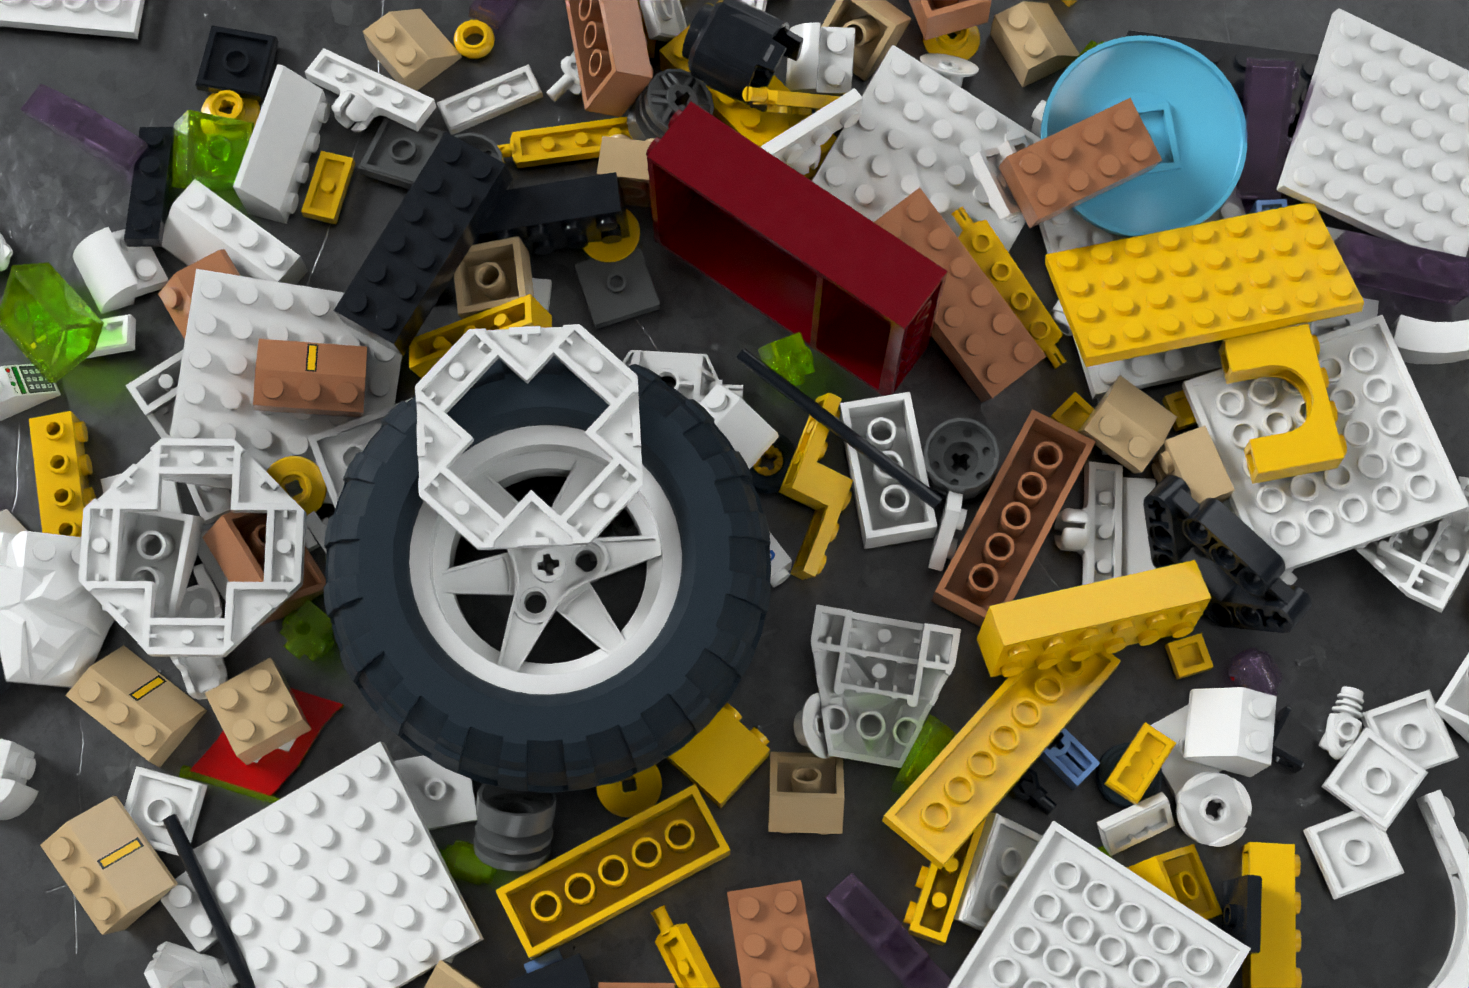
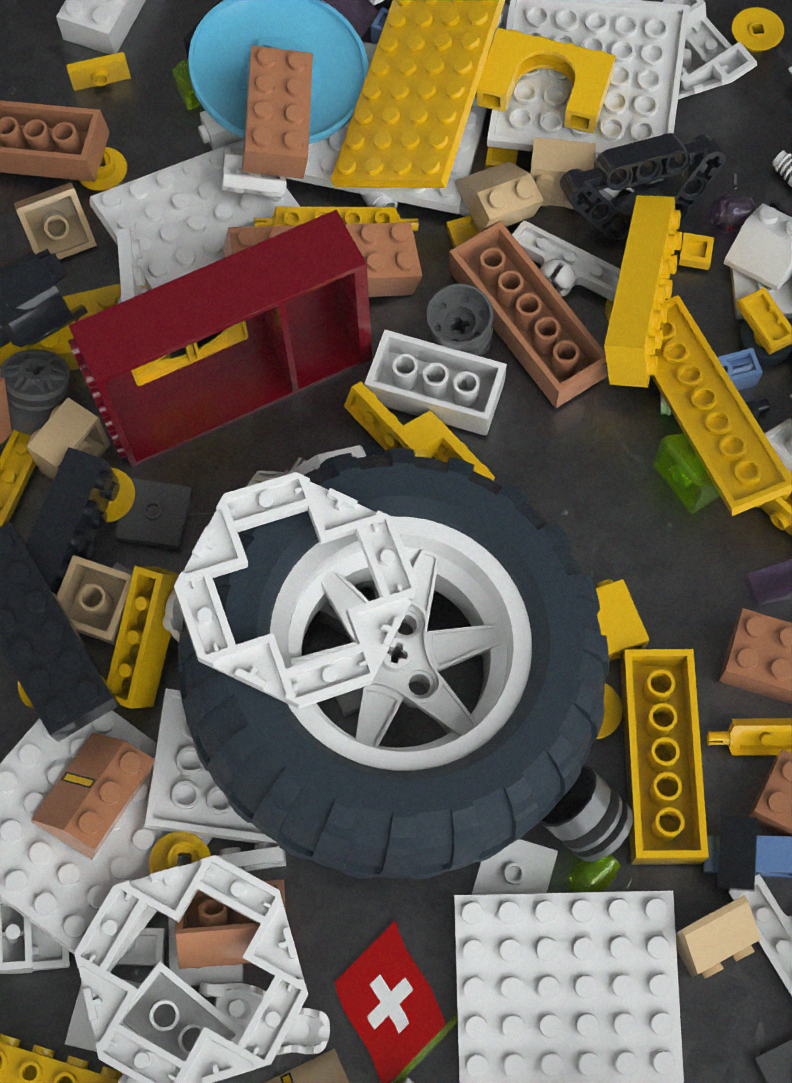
camera: 60 degrees left, 5 degrees down
(258, 711) = (366, 995): tan brick -> none
(308, 632) = (317, 902): clear neon green brick -> none
(779, 101) = (96, 283): yellow plate -> none
(789, 358) = (301, 412): clear neon green brick -> none
(806, 793) = (668, 574): tan slope -> none
(810, 727) = (617, 539): white piece -> none
(824, 60) = (75, 254): white brick -> none
(839, 428) = (385, 393): black piece -> none
(878, 681) = (606, 472): white wedge -> none
(944, 543) = (518, 371): white plate -> none
(950, 66) = (130, 173): white piece -> none
(1032, 41) = (144, 114): tan slope -> none
(1135, 541) = (580, 235): white tile -> none

